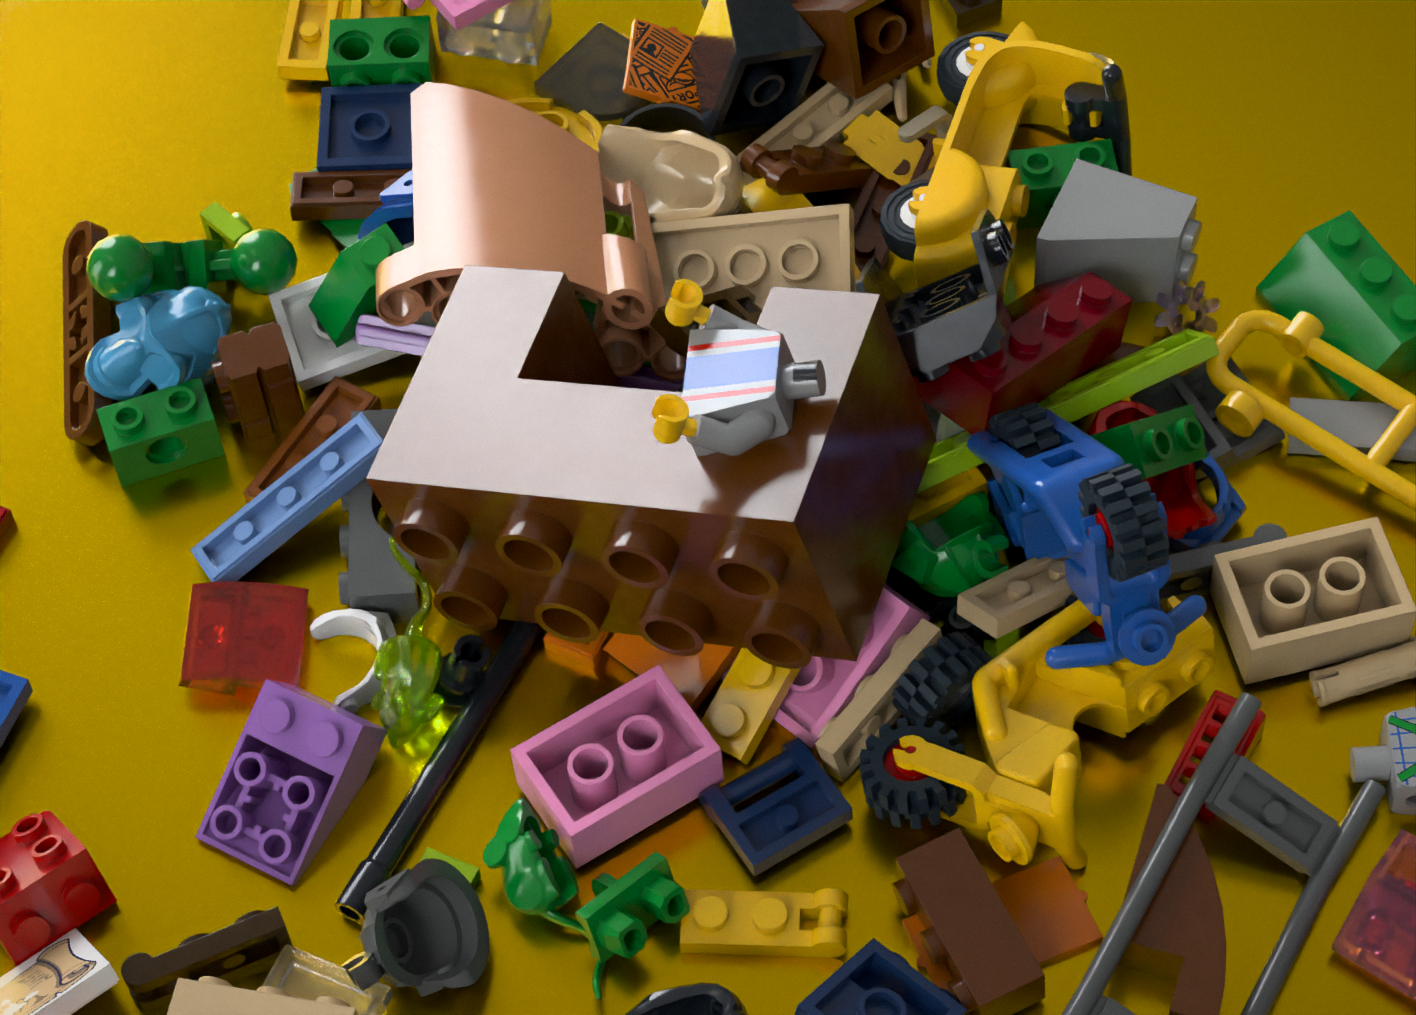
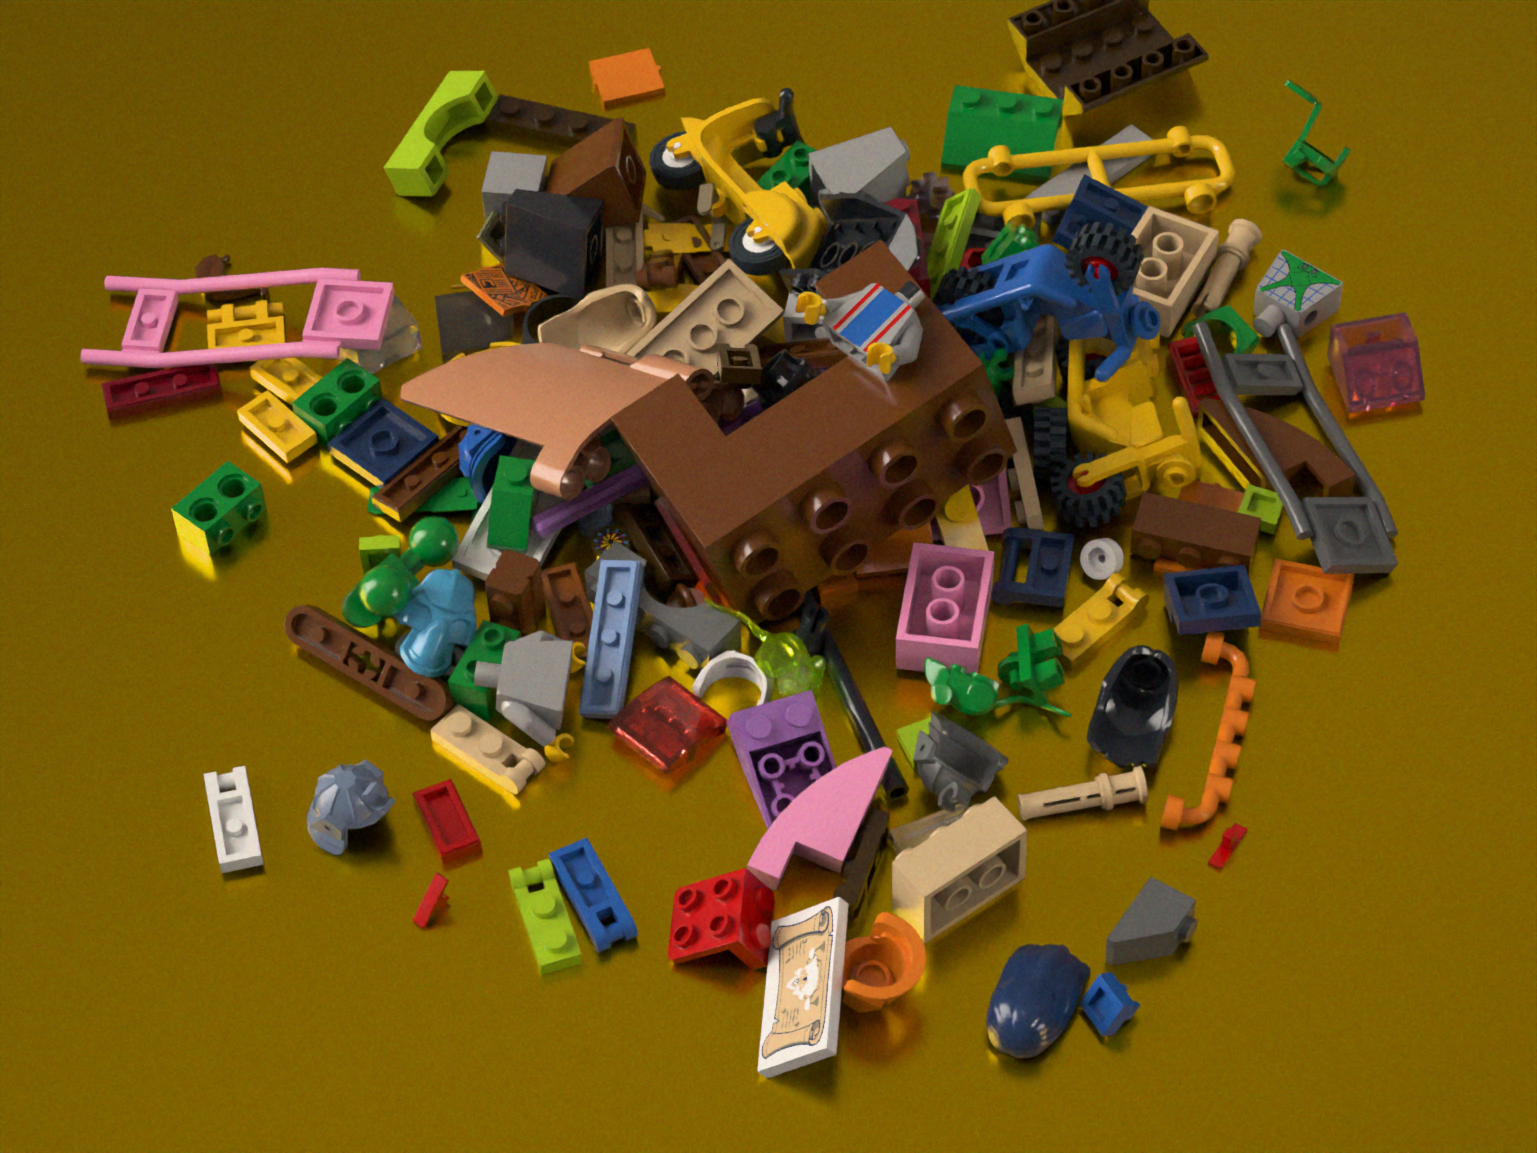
camera: 50 degrees left, 5 degrees down
(78, 510) = (487, 749): none -> tan plate
(152, 480) = (534, 686): none -> light grey torso
(162, 71) = (219, 508): none -> green brick
(223, 869) = (821, 819): none -> bright pink slope
(850, 861) = (1101, 558): none -> white tile
(1072, 957) = (1262, 504): none -> lime plate
(1314, 758) = (1229, 322): none -> green helmet
(1322, 484) = (1097, 203): none -> dark blue slope

